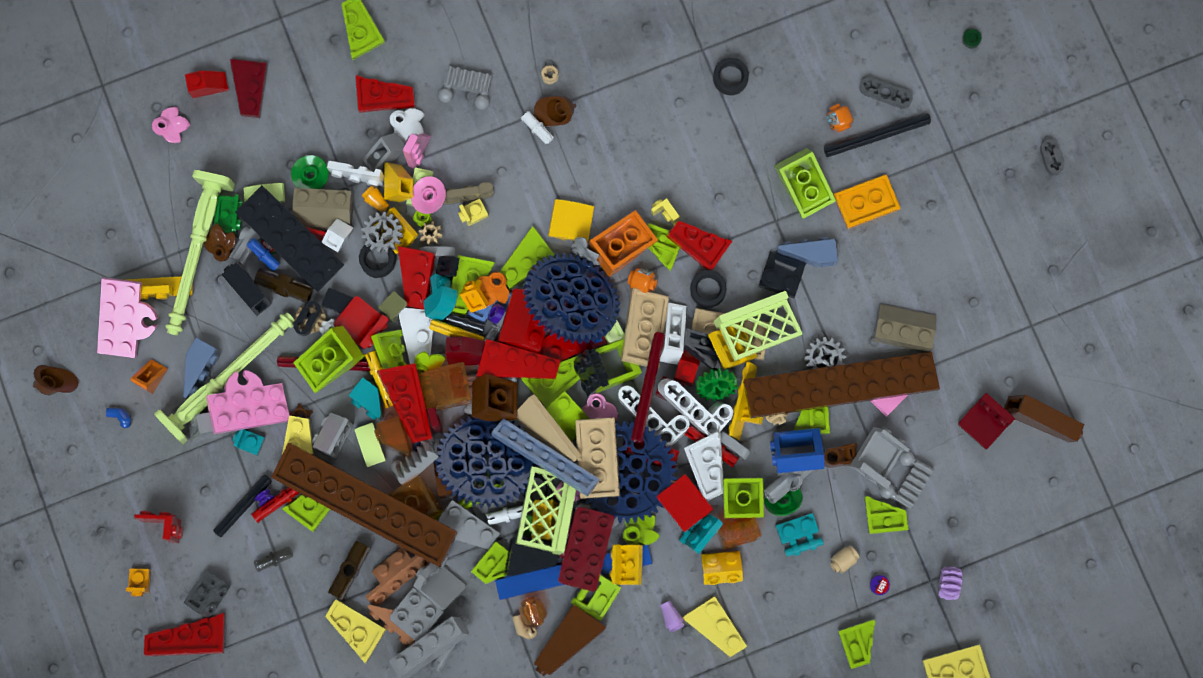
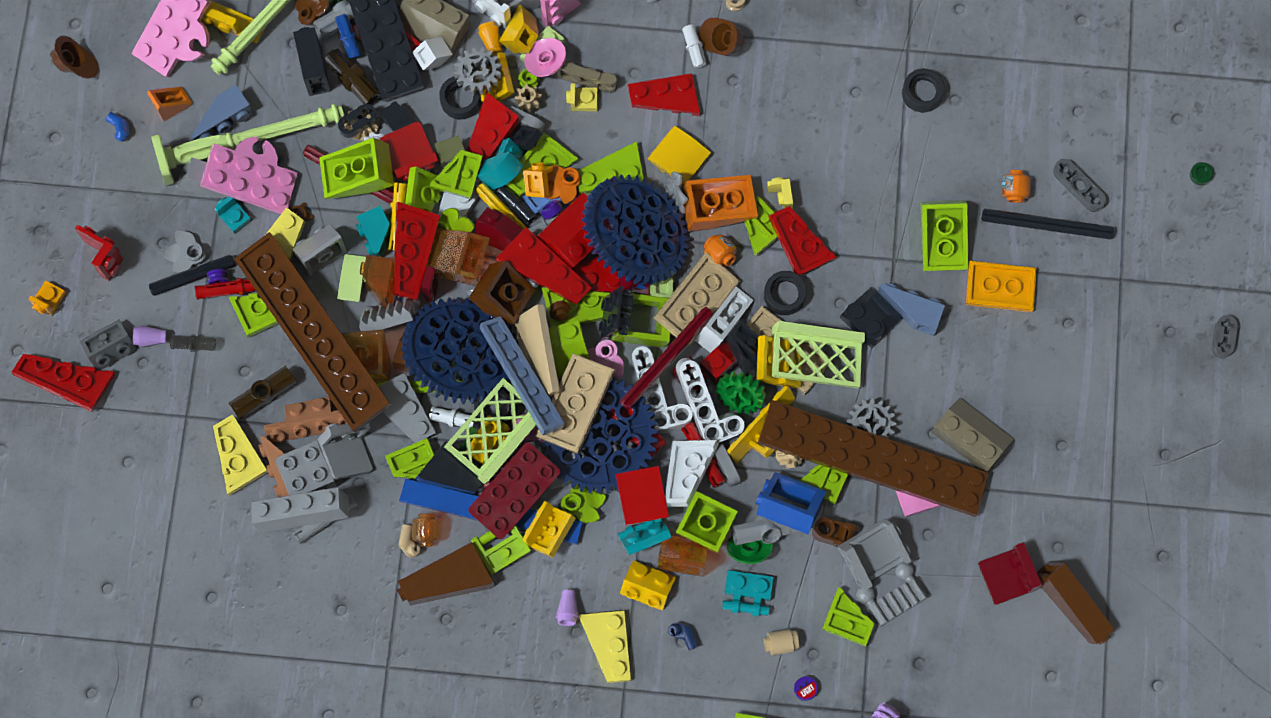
camera: 25 degrees right, 5 degrees down
(224, 490) = (182, 252): none -> light grey plate
(235, 571) = (148, 336): none -> lavender cone
(411, 322) = (459, 175): none -> lime wing
(537, 175) = (667, 93): none -> red wing
(546, 390) = (560, 310): none -> reddish brown plate
(768, 589) = (685, 633): none -> dark blue arm

